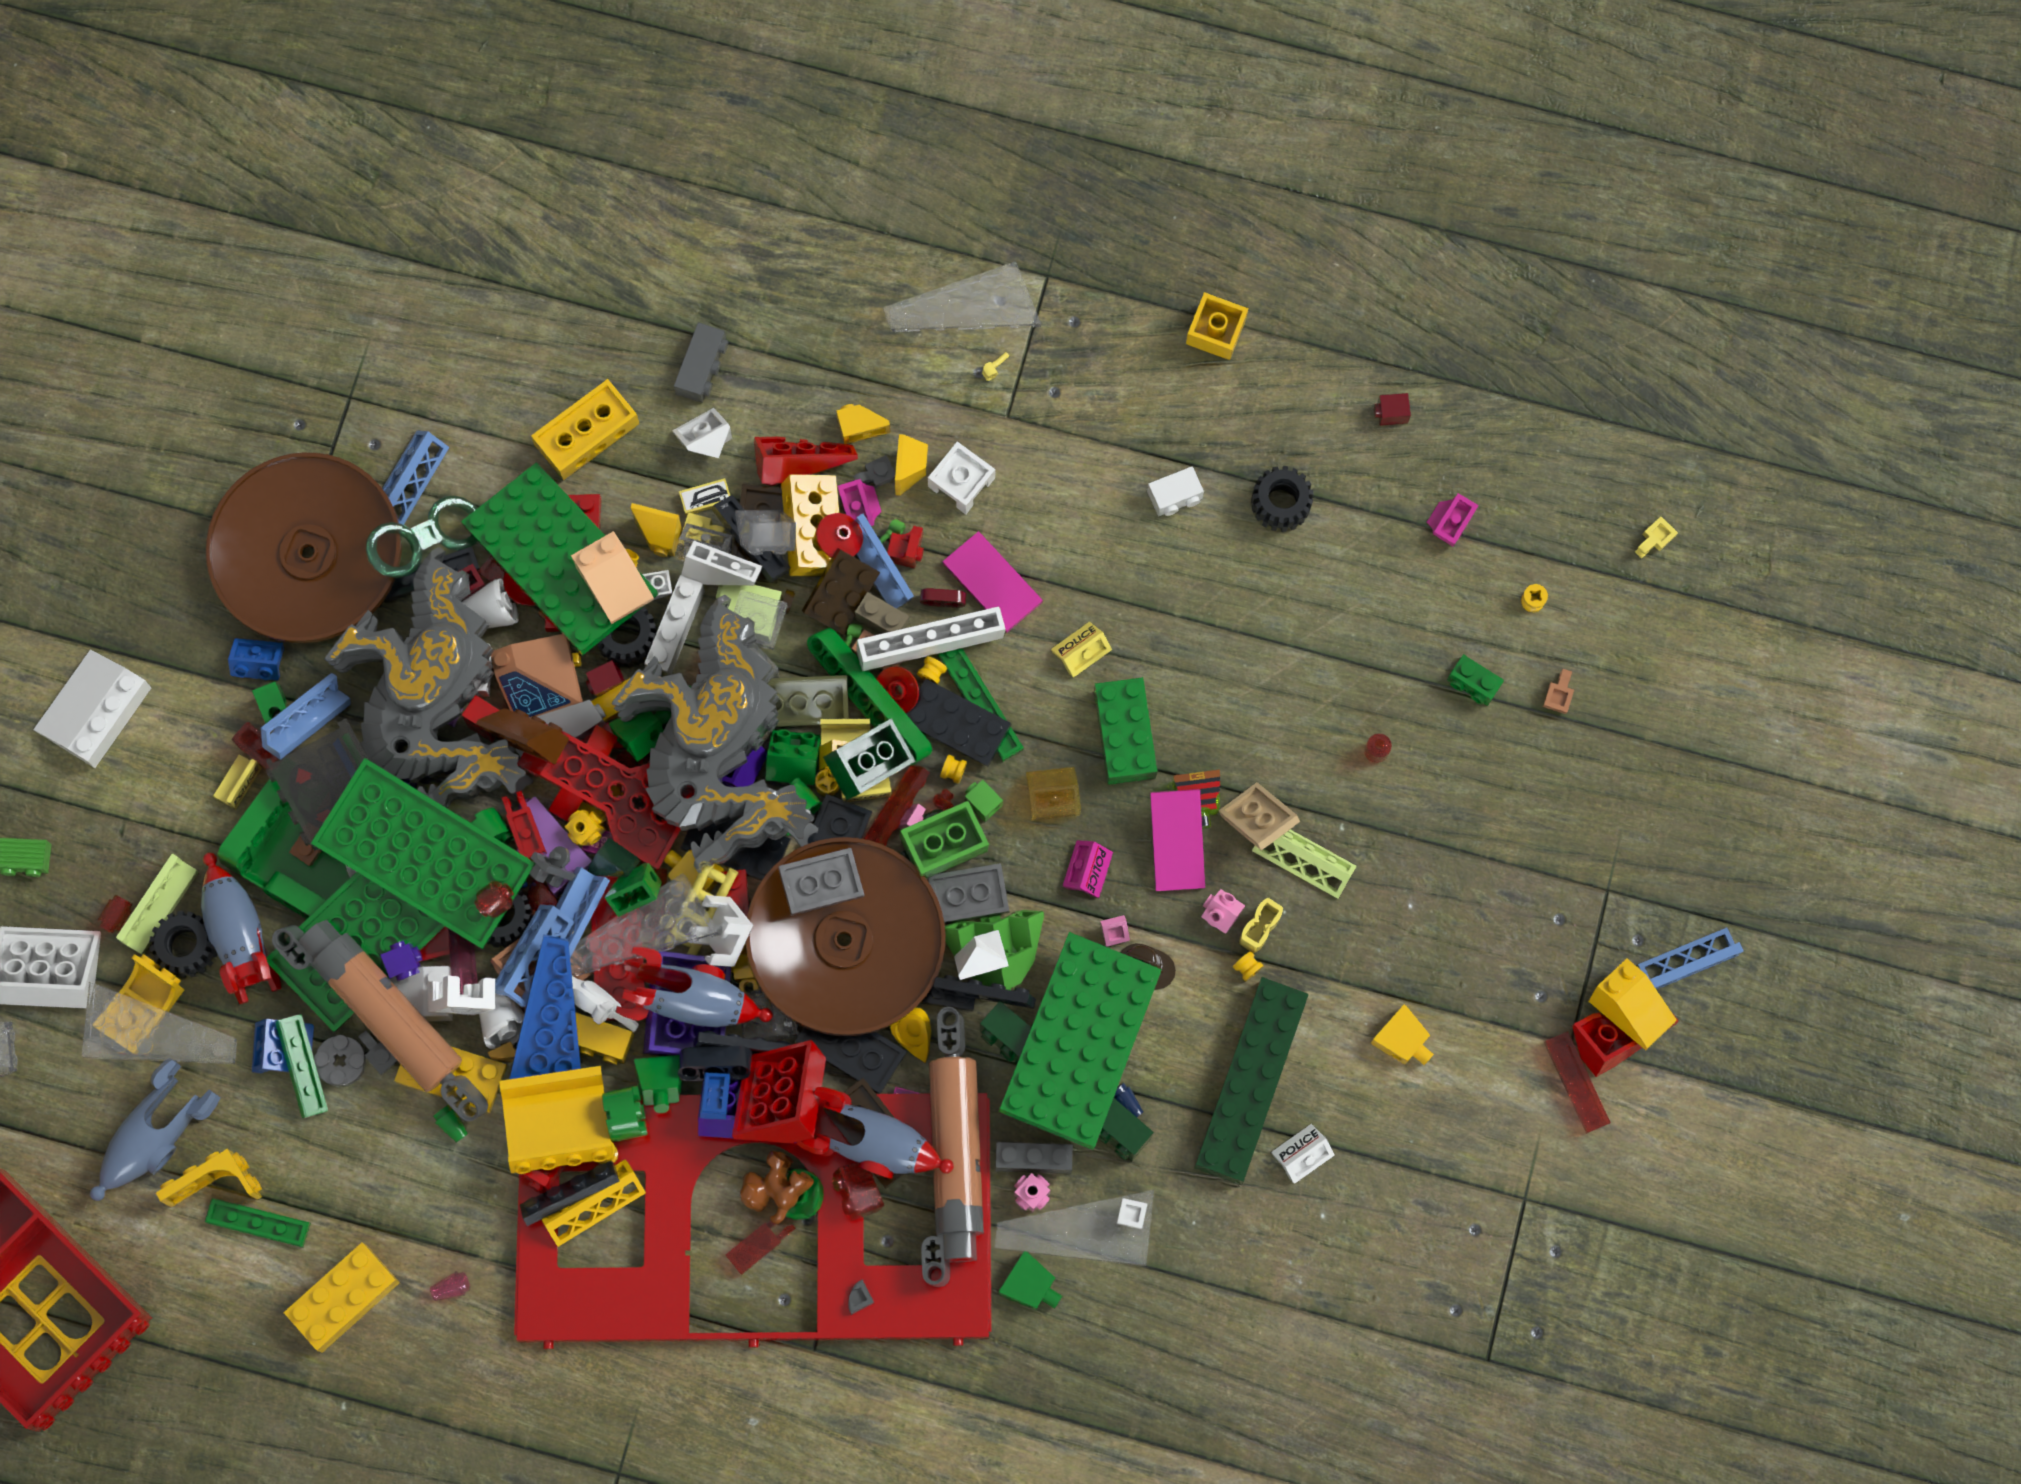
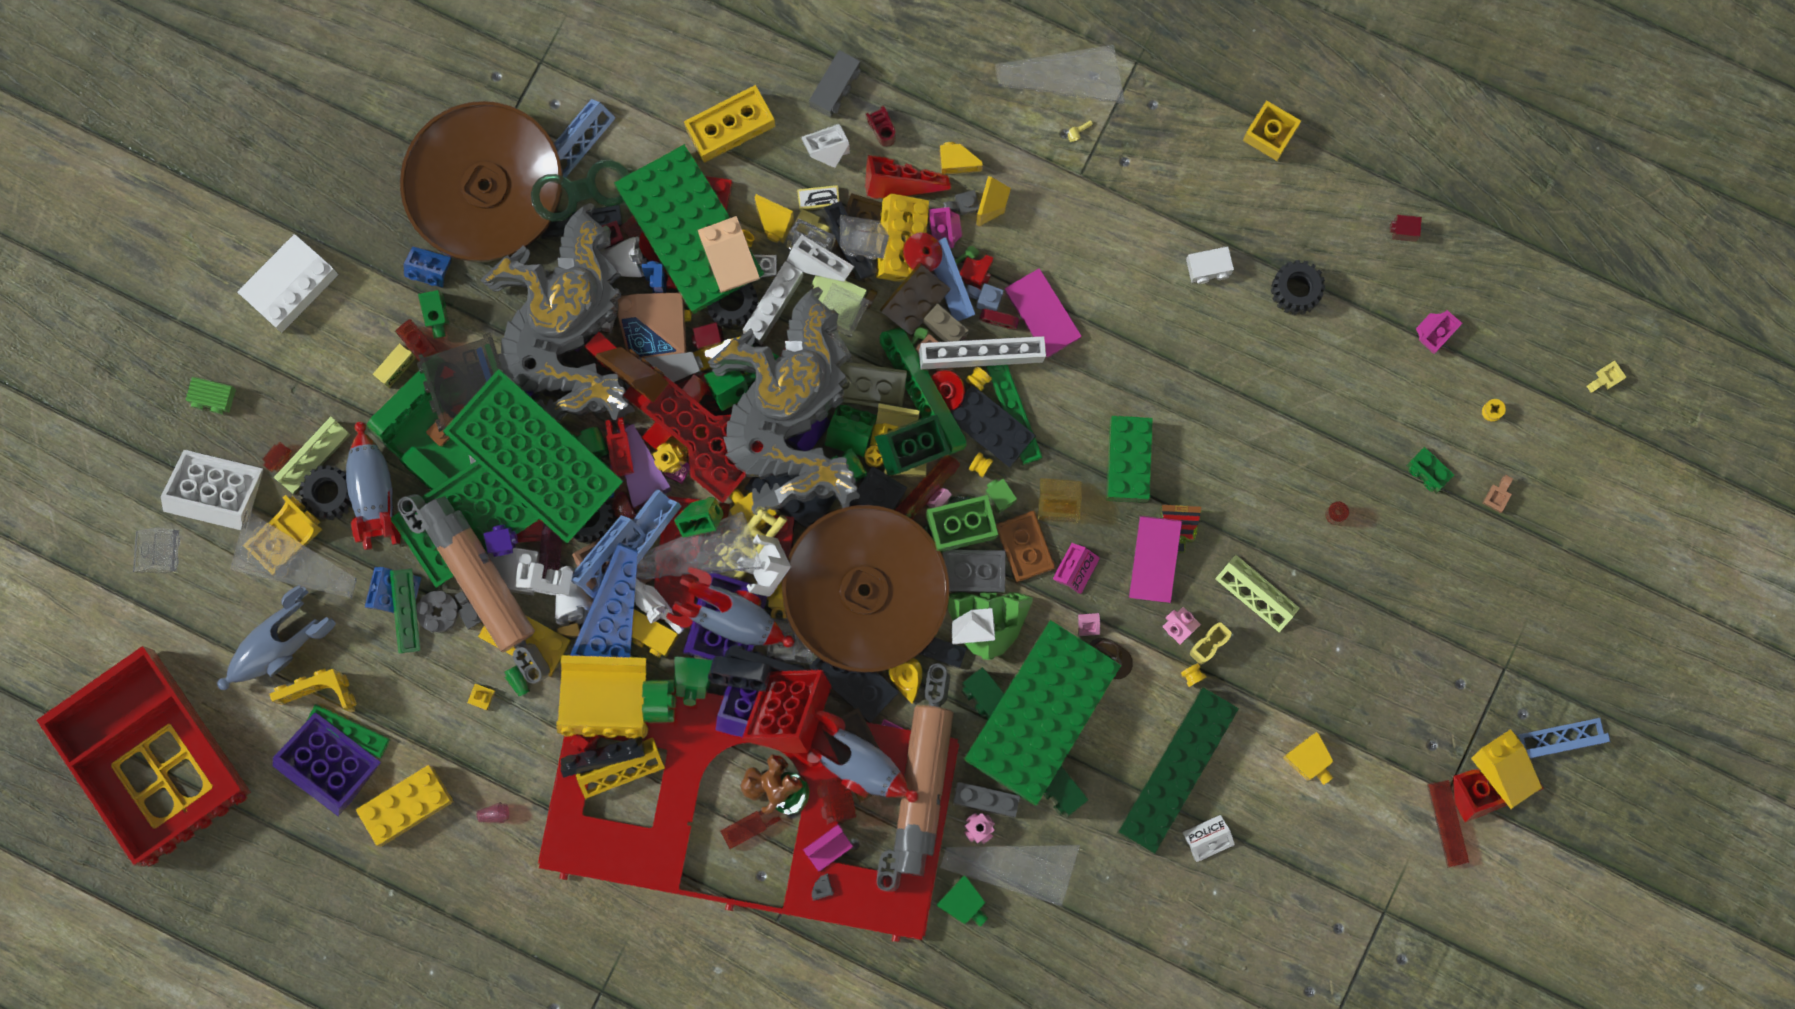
camera: 15 degrees right, 5 degrees up
(237, 1266) = (325, 765): none -> dark purple slope
(305, 718) = (457, 325): medium blue fence -> none
(410, 1151) = (481, 697): none -> yellow tile
(494, 899) = (583, 505): clear red head -> none
(529, 617) = (656, 275): none -> blue bracket
(552, 867) = (636, 486): dark grey hips -> none
(613, 861) = (687, 490): clear green slope -> none
(715, 1096) = (734, 701): blue plate -> none
(762, 398) = (880, 123): none -> dark red piece
(821, 881) = (853, 540): flat silver plate -> none
(857, 1249) = (828, 848): none -> dark pink panel
(925, 575) = (988, 298): none -> sand blue brick
(942, 800) = (967, 489): clear red arm -> none
(961, 476) = (1033, 220): white panel -> none
(975, 989) = (979, 659): black plate -> none
(1023, 854) = (1025, 546): none -> dark orange tile
(1082, 648) = (1106, 383): light yellow panel -> none
(1126, 1097) = (1072, 767): dark blue cone -> none
(1132, 1213) = (1058, 862): white plate -> none
(1259, 816) = (1226, 552): tan plate -> none

